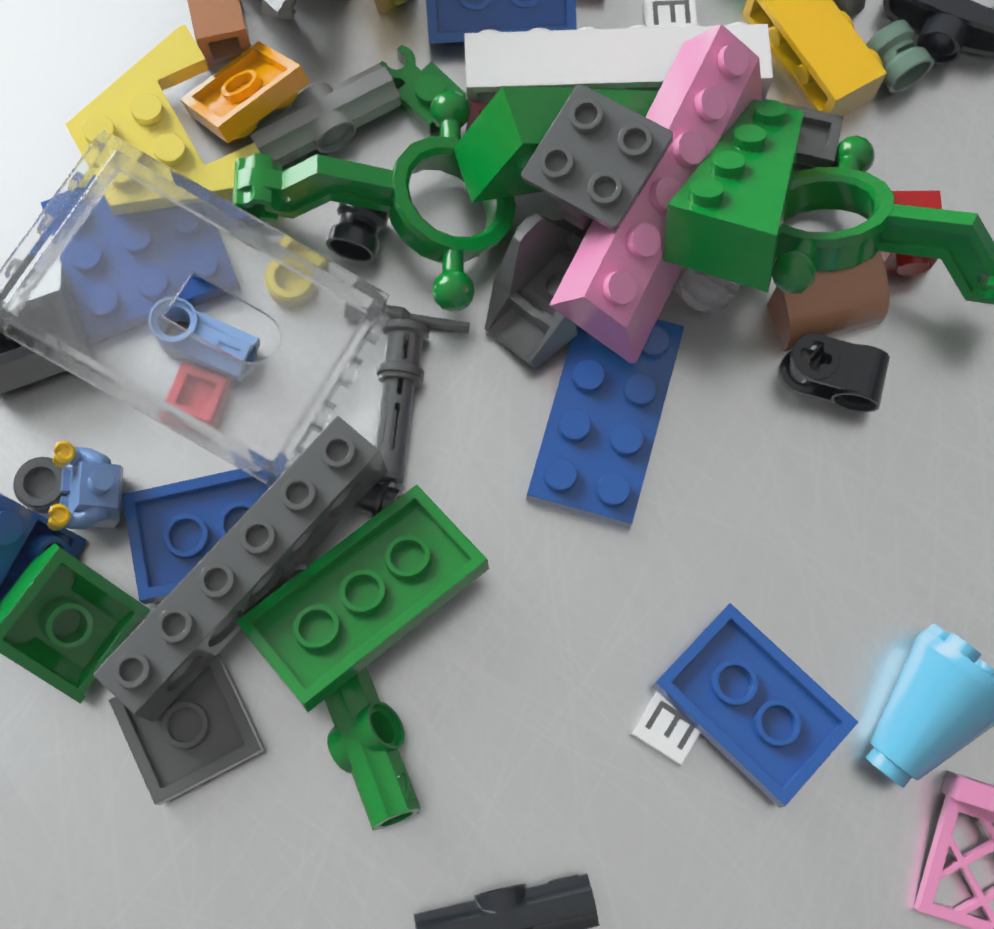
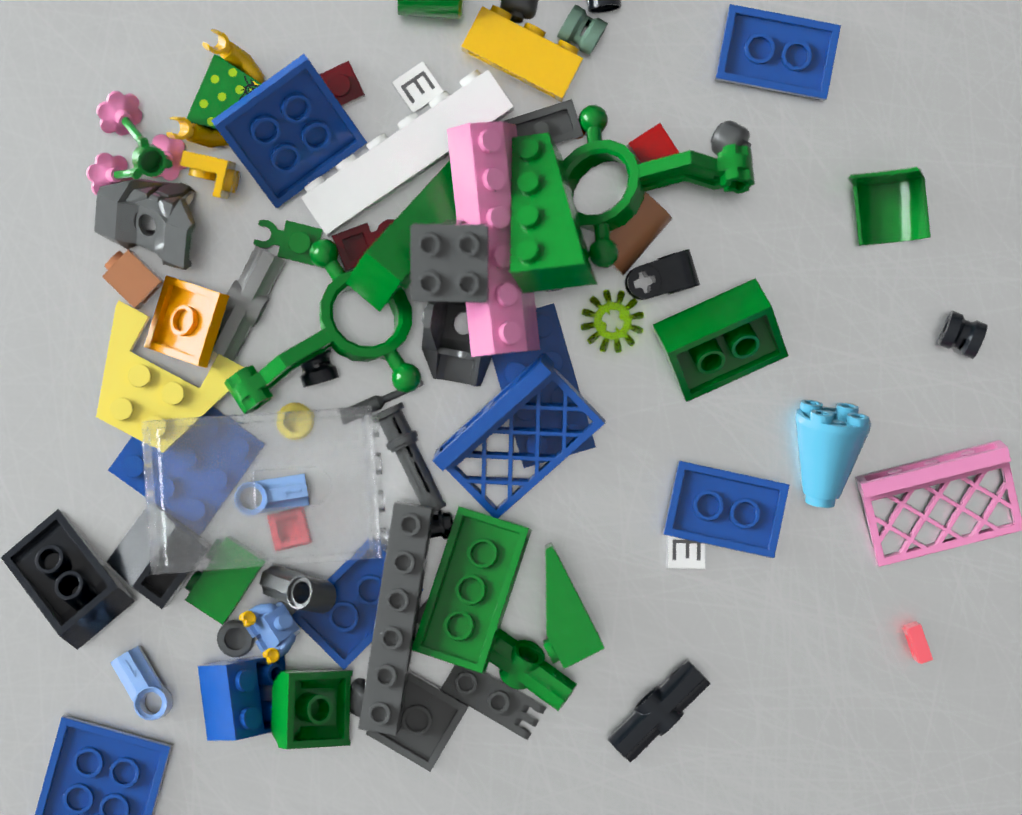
camera: 30 degrees left, 15 degrees up
(67, 408) = (219, 590): none -> green piece
(153, 464) = (298, 589): none -> dark grey piece
(301, 762) = (493, 699): none -> dark grey hinge
(460, 707) = (567, 622): none -> green slope
(535, 400) = (495, 414): none -> blue fence
(748, 367) = (623, 315): none -> clear neon green gear
(870, 489) = (721, 339): none -> green slope

